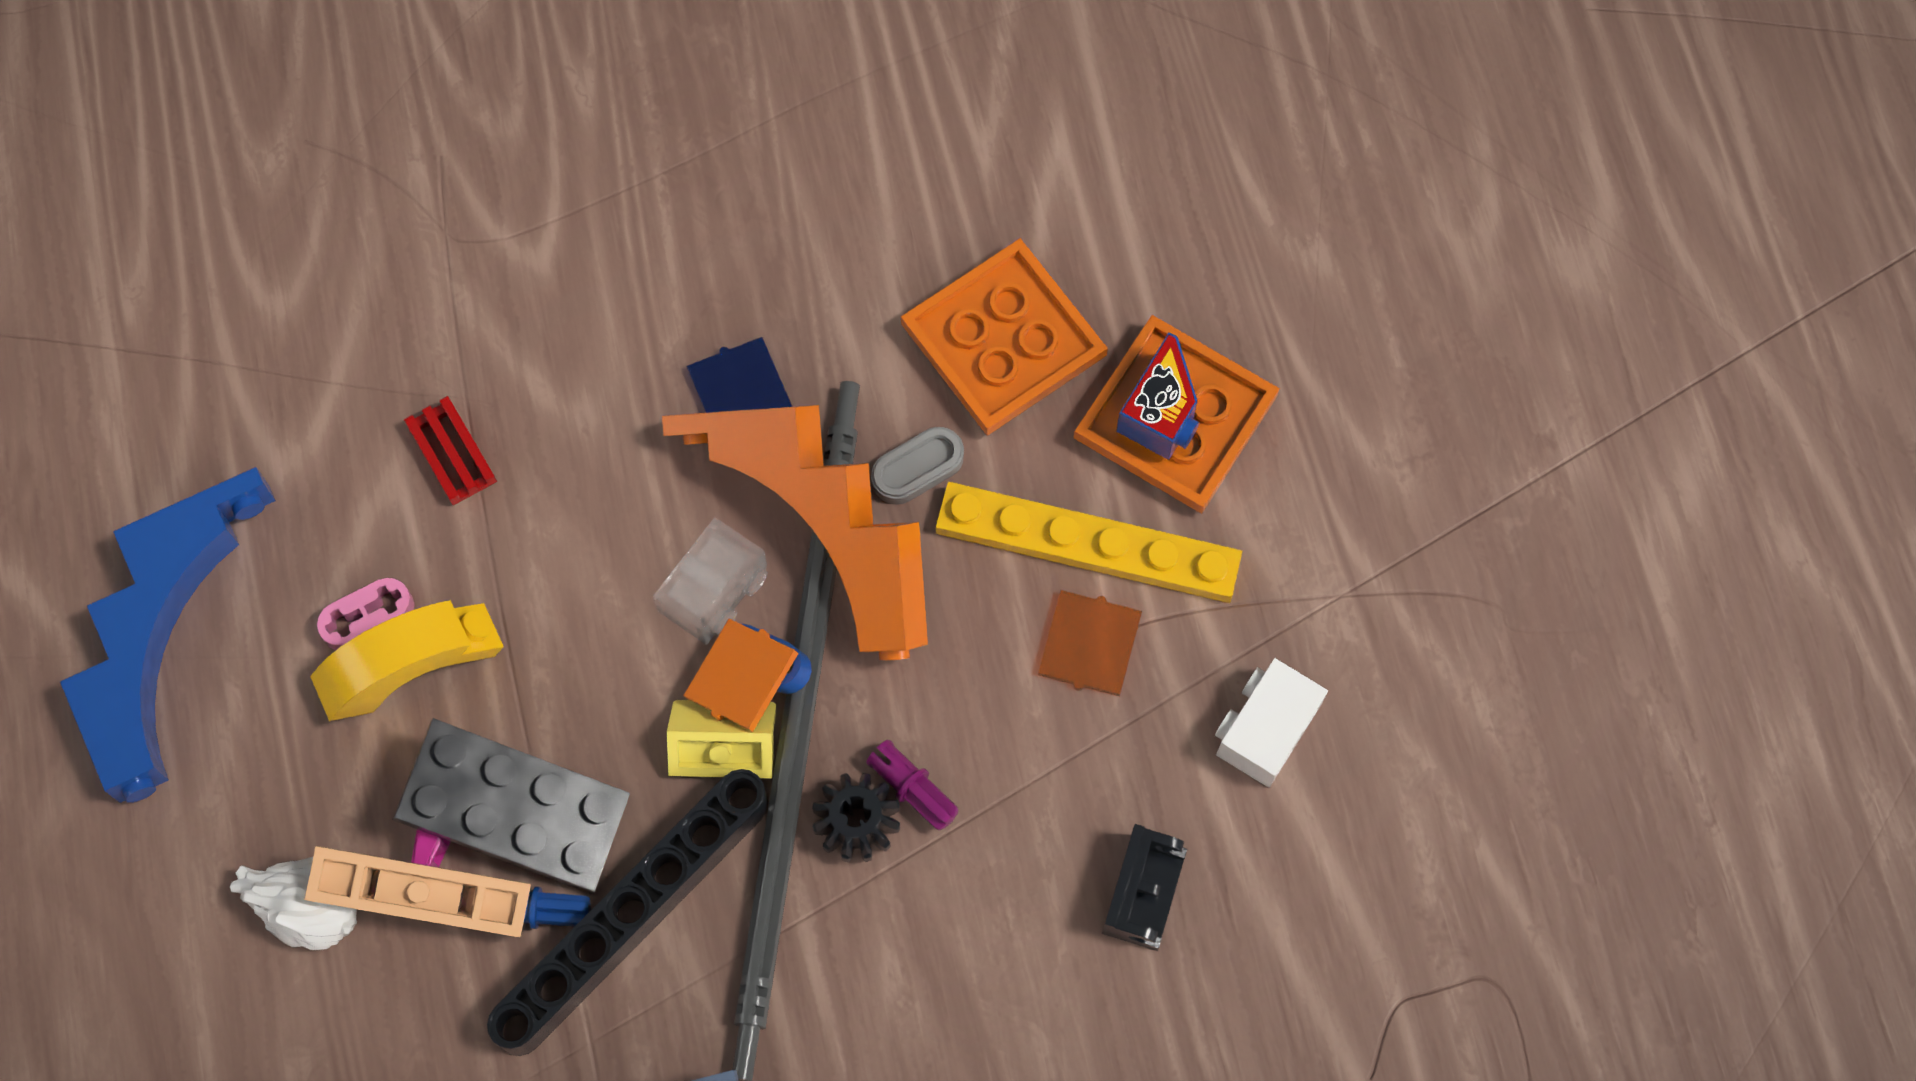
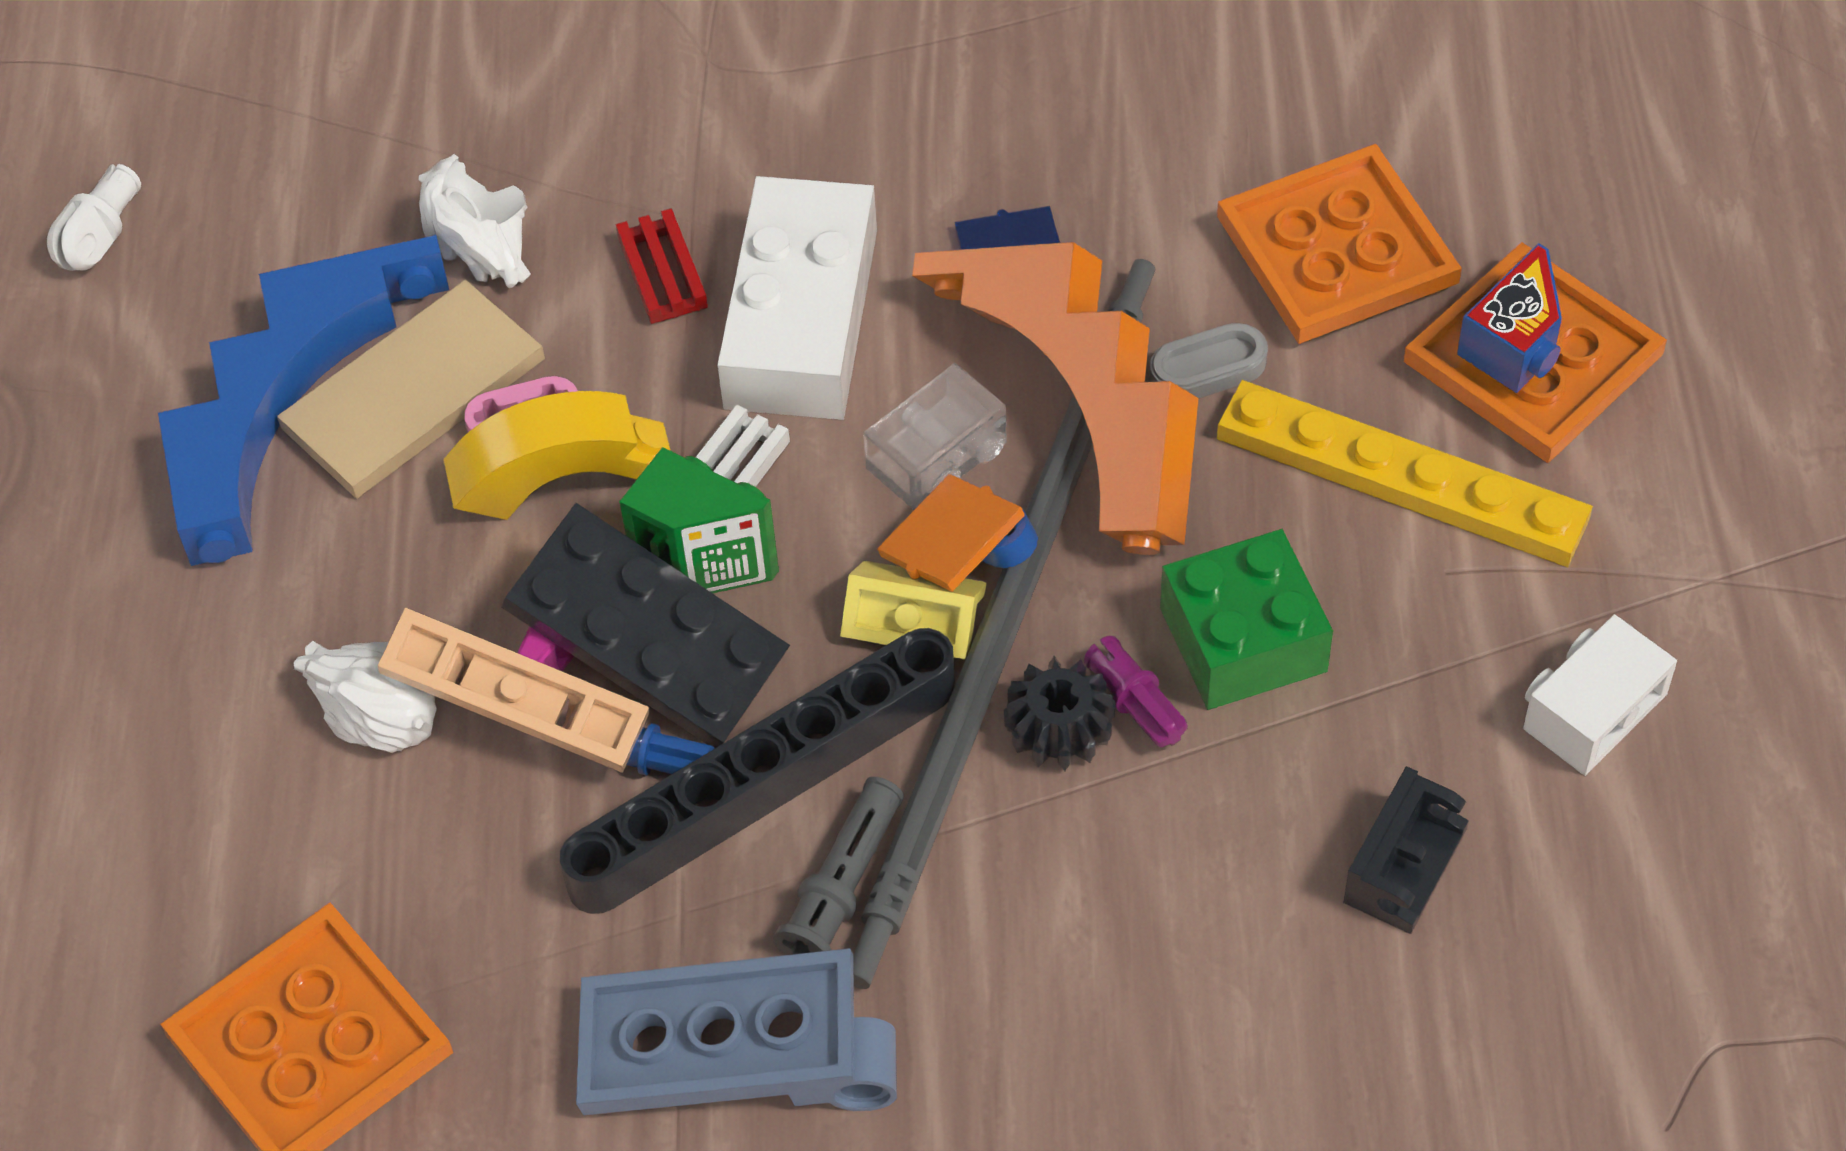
camera: 15 degrees right, 15 degrees down
(265, 605) = (410, 388): none -> tan tile
(284, 441) = (473, 222): none -> white hair
(533, 710) = (702, 523): none -> green slope
(561, 594) = (753, 430): none -> white tile
(572, 468) = (798, 298): none -> white brick
(710, 1016) = (831, 892): none -> dark grey pin
(987, 706) = (1245, 619): none -> green brick
(1090, 643) = (1385, 581): clear orange piece -> none

